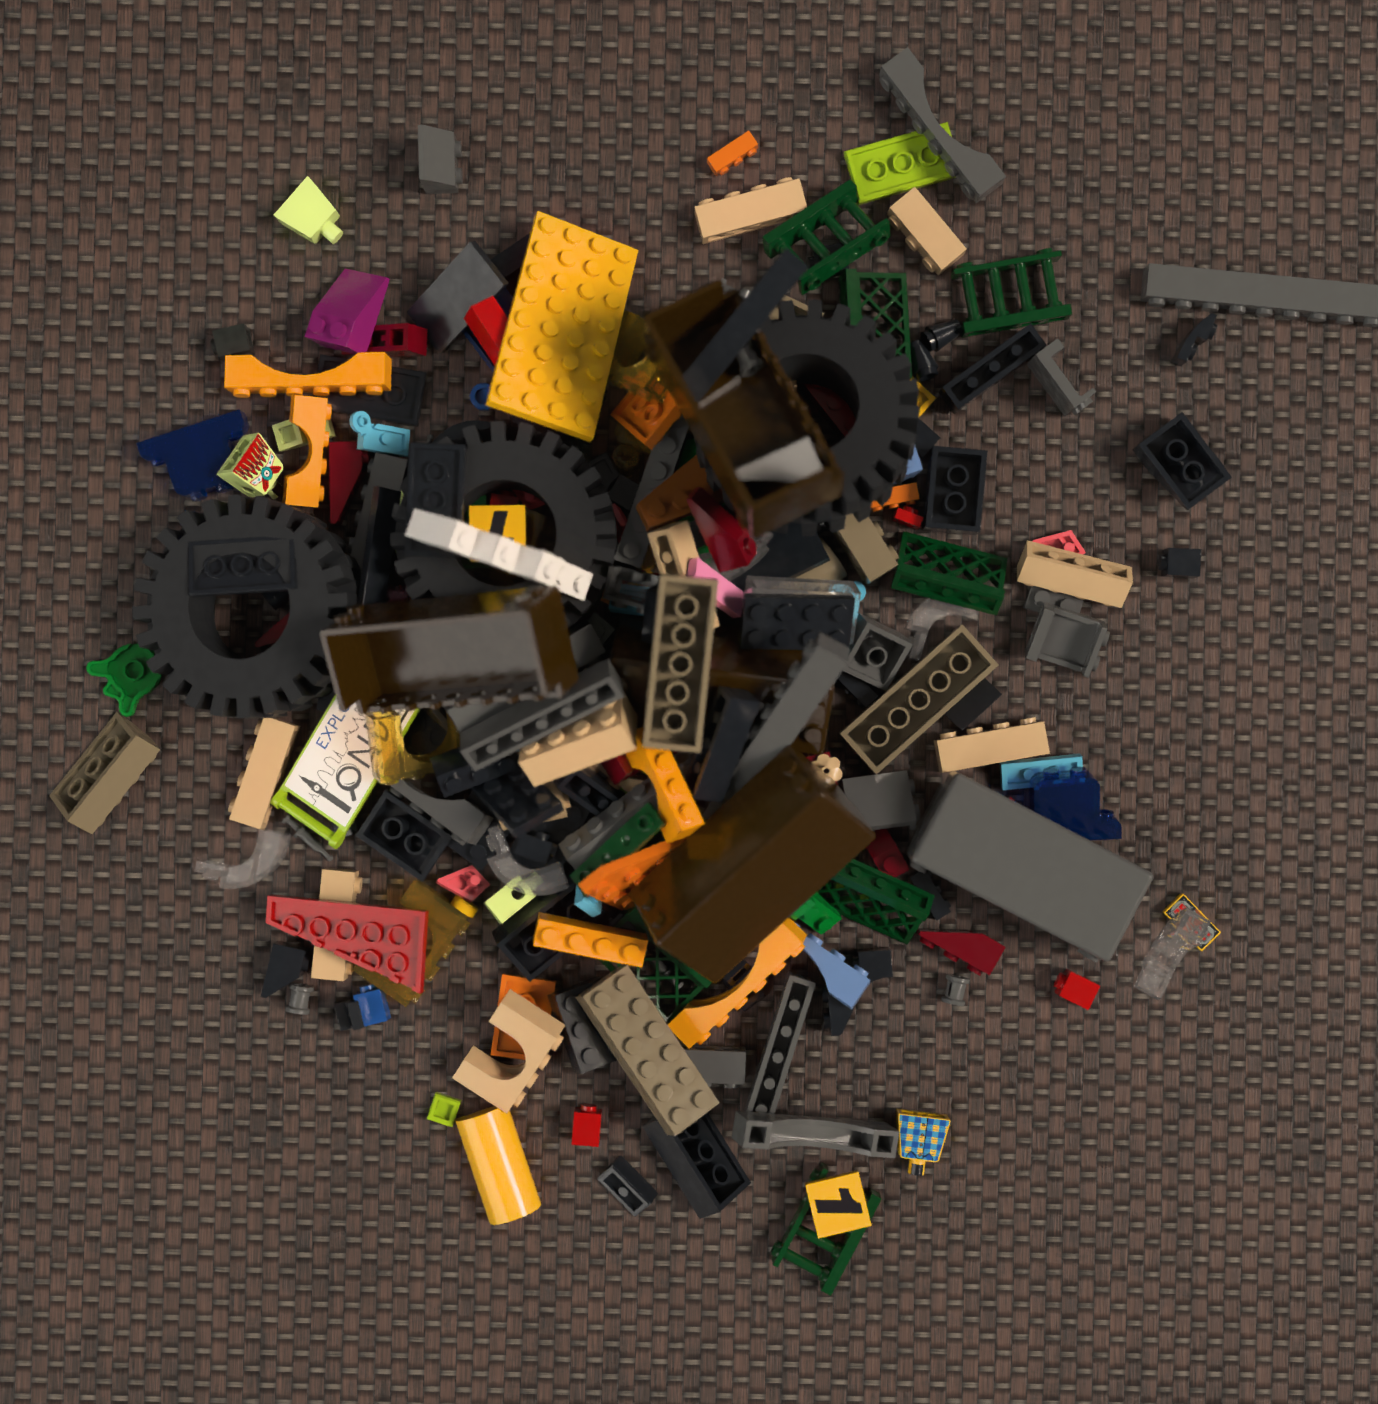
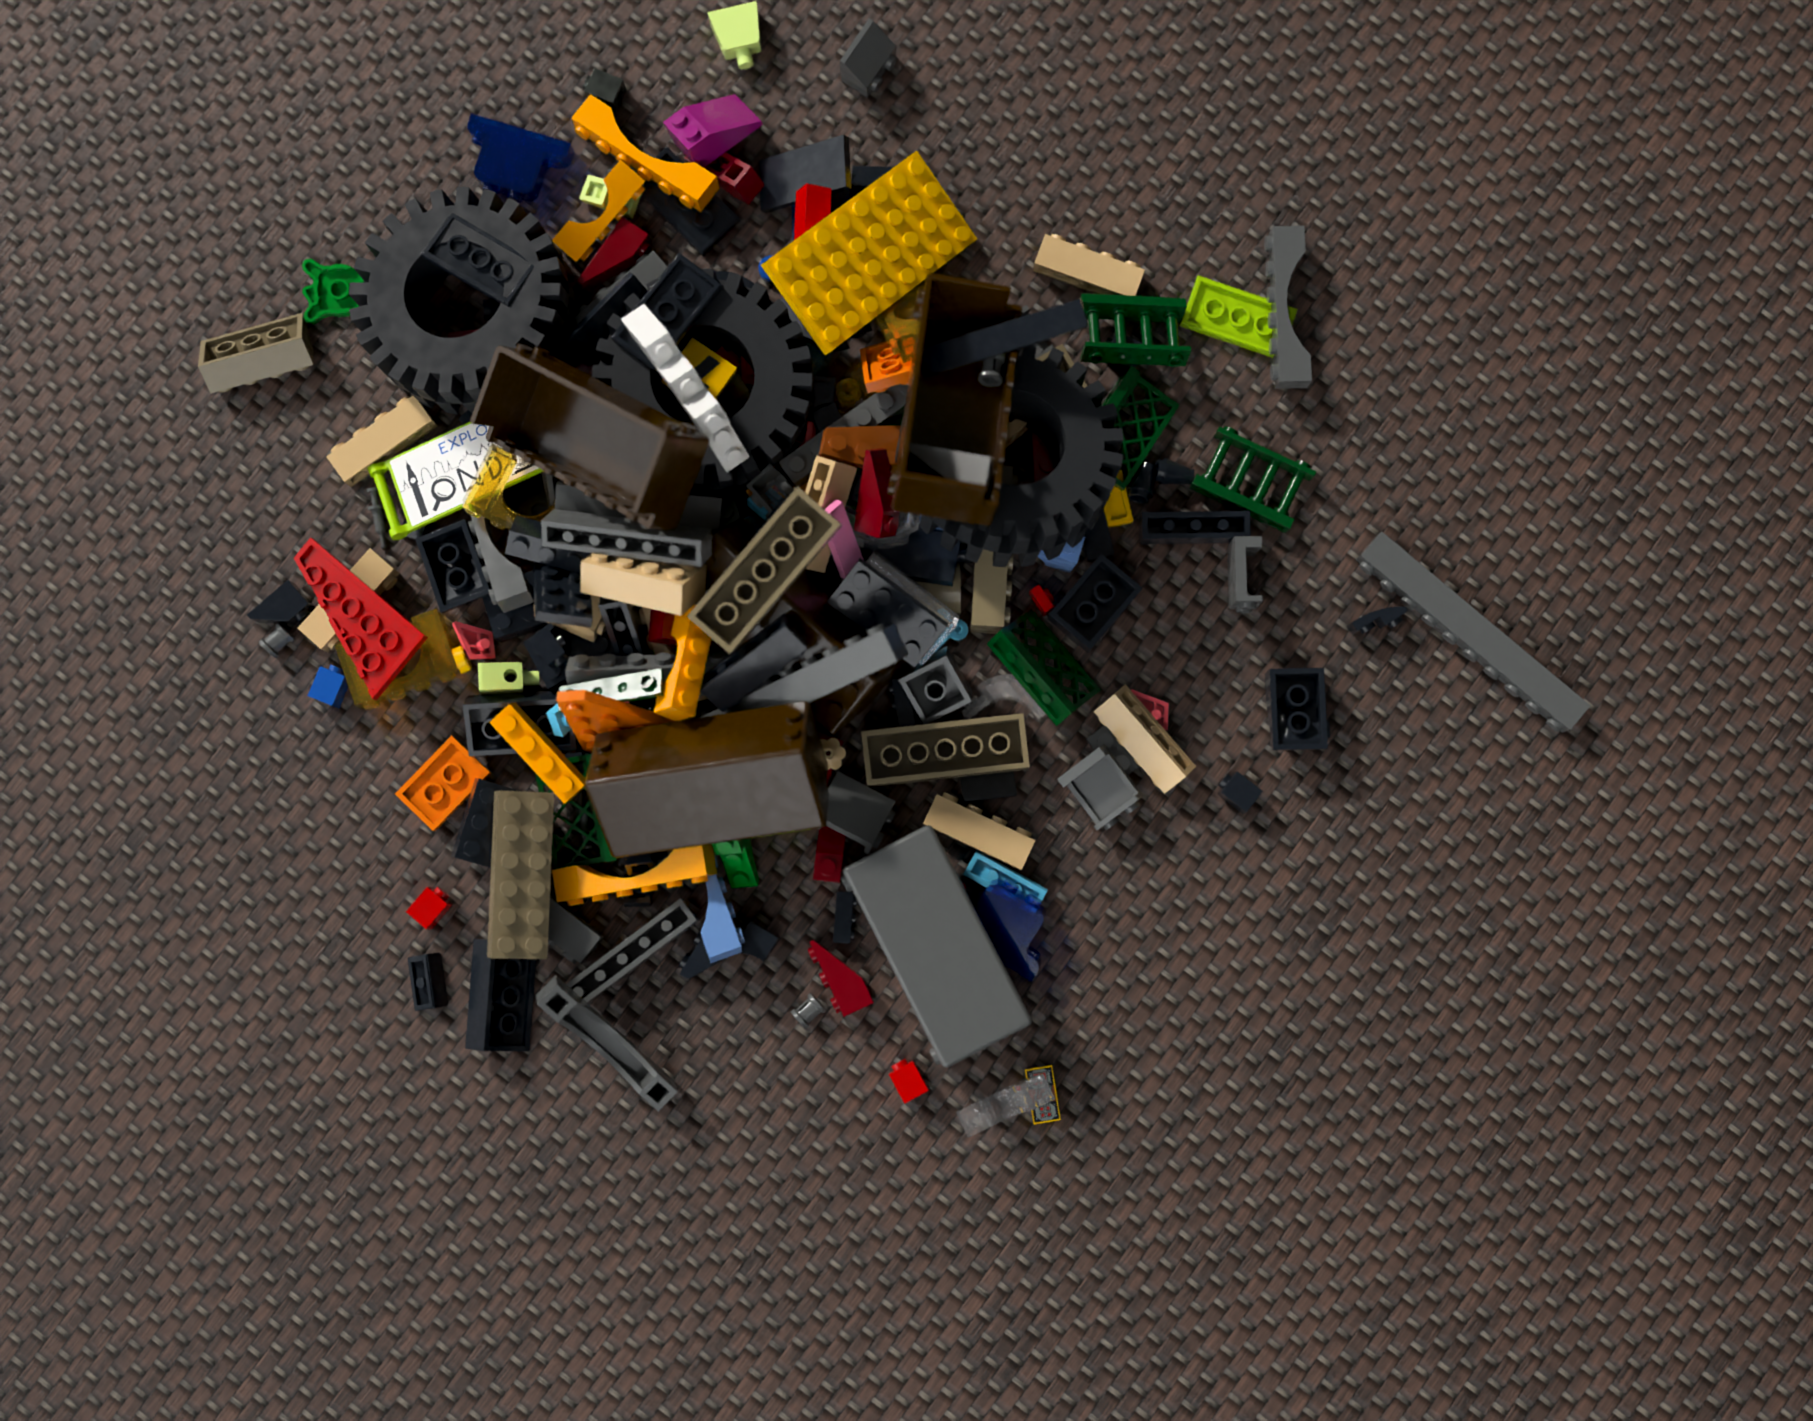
camera: 35 degrees right, 5 degrees down
(253, 468) = (548, 195): torso -> none
(266, 858) = (328, 511): clear arch -> none
(348, 1015) = (304, 679): black slope -> none
(379, 437) = (663, 239): medium azure hinge -> none
(444, 1109) = (326, 812): lime tile -> none
(498, 1165) = (337, 887): yellow brick -> none
(522, 879) = (532, 676): clear arch -> none
(536, 1034) = (441, 800): tan arch -> none
(732, 153) = (1106, 215): orange piece -> none
(838, 1204) = (584, 1115): yellow tile -> none
(839, 1251) = (560, 1158): dark green fence -> none
(878, 888) = (802, 878): dark green fence -> none
(900, 494) = (1043, 576): orange piece -> none
(920, 1137) = (692, 1112): torso -> none
(925, 231) = (1218, 383): tan brick -> none

